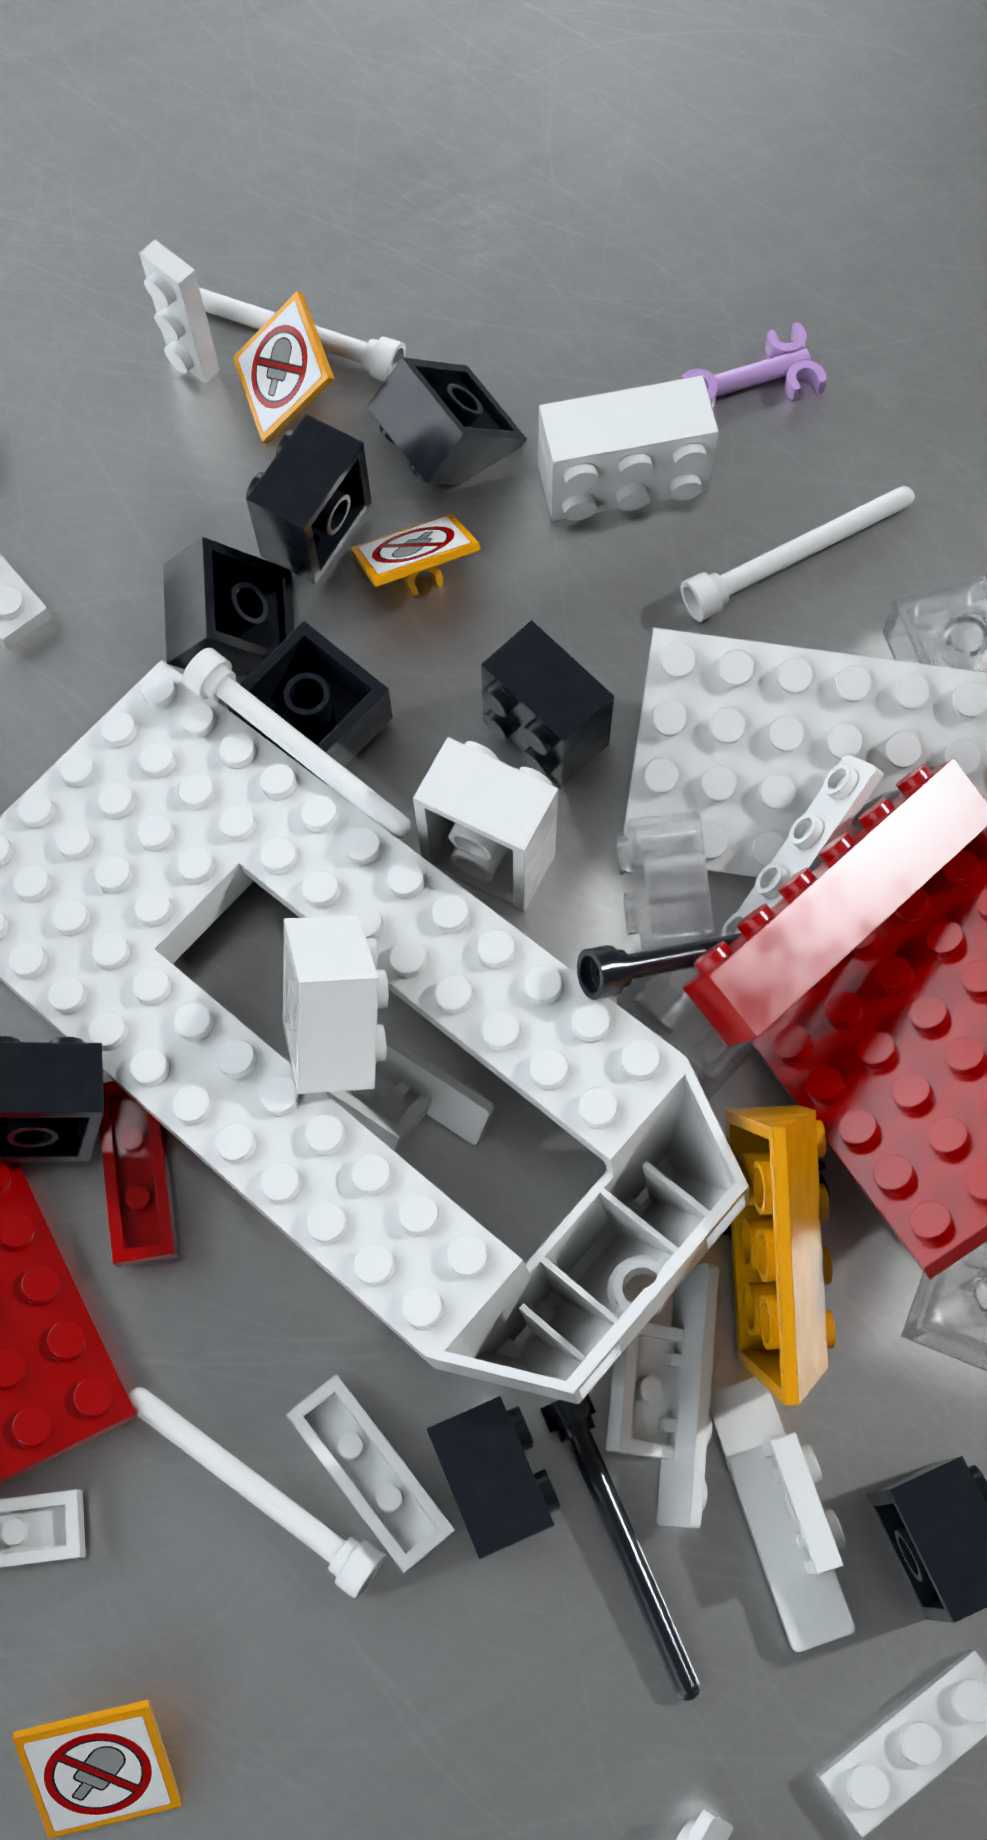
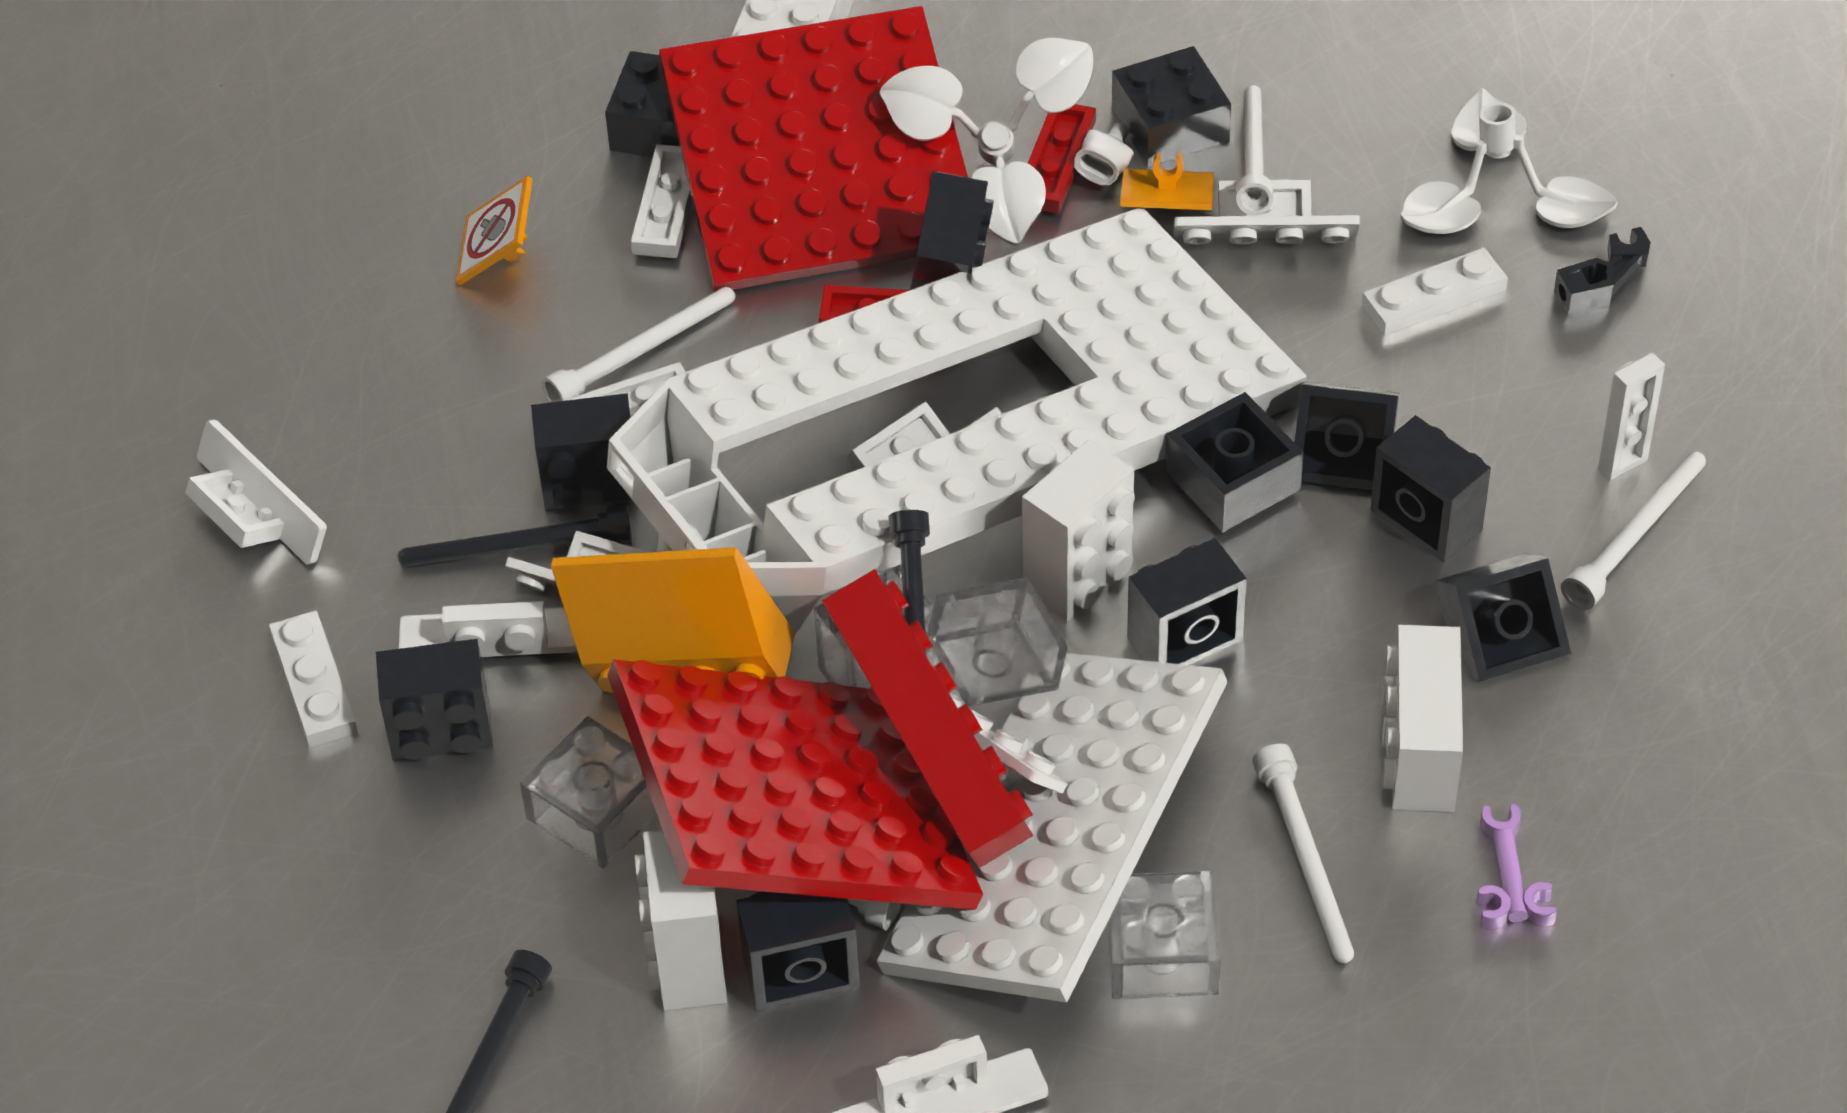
camera: 105 degrees right, 20 degrees down
(211, 677) = (1263, 381): white piece -> none
(283, 367) = (1581, 507): piece -> none
(332, 1003) = (948, 378): white brick -> none
(414, 551) = (1369, 560): piece -> none

